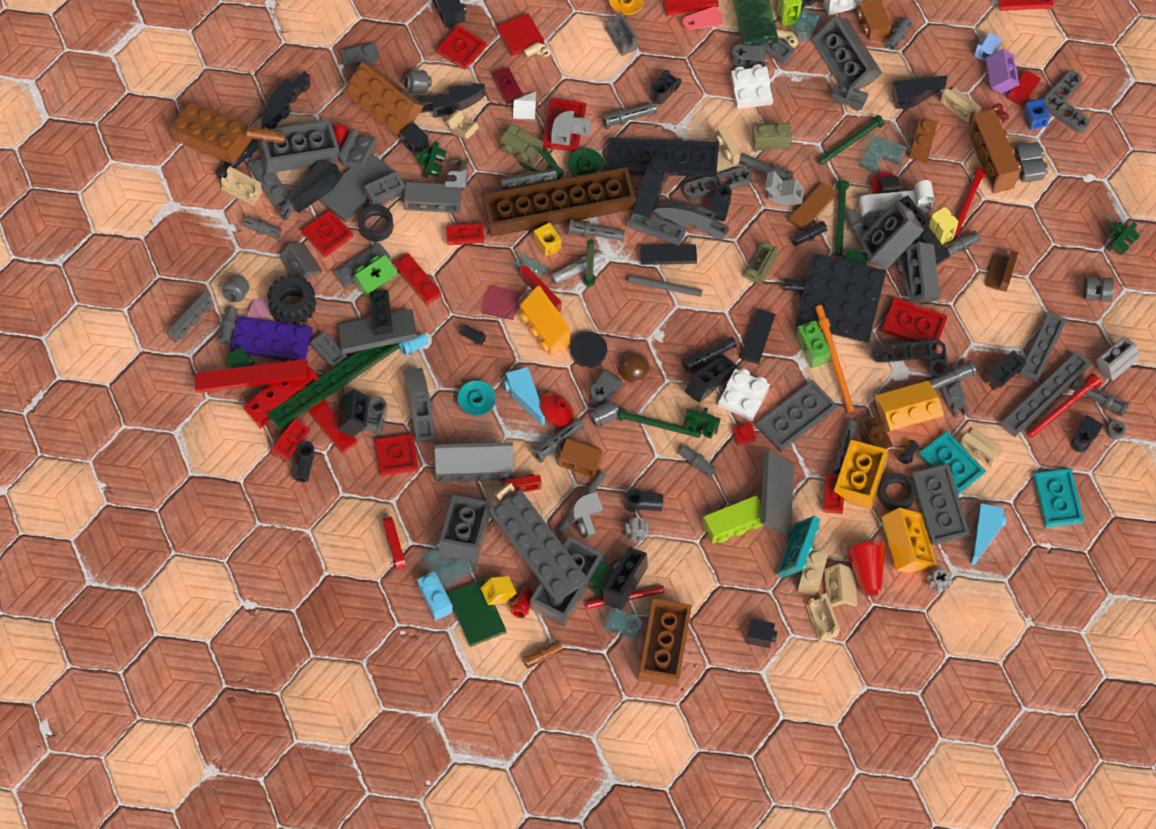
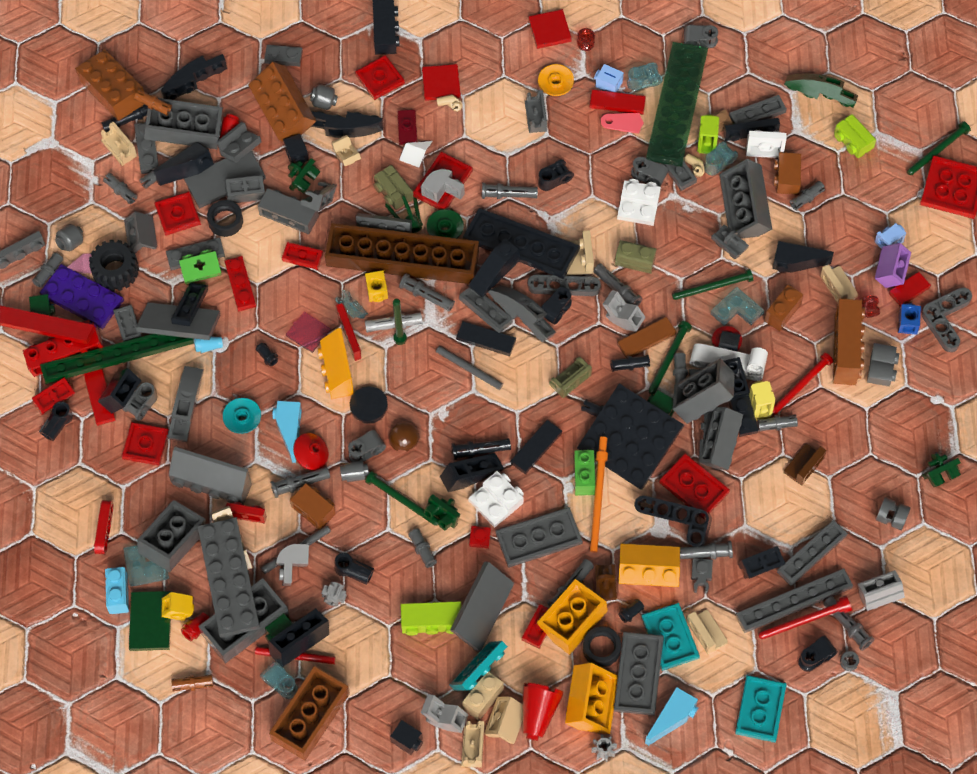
camera: 25 degrees right, 0 degrees up
(786, 602) = (444, 715): none -> light grey brick

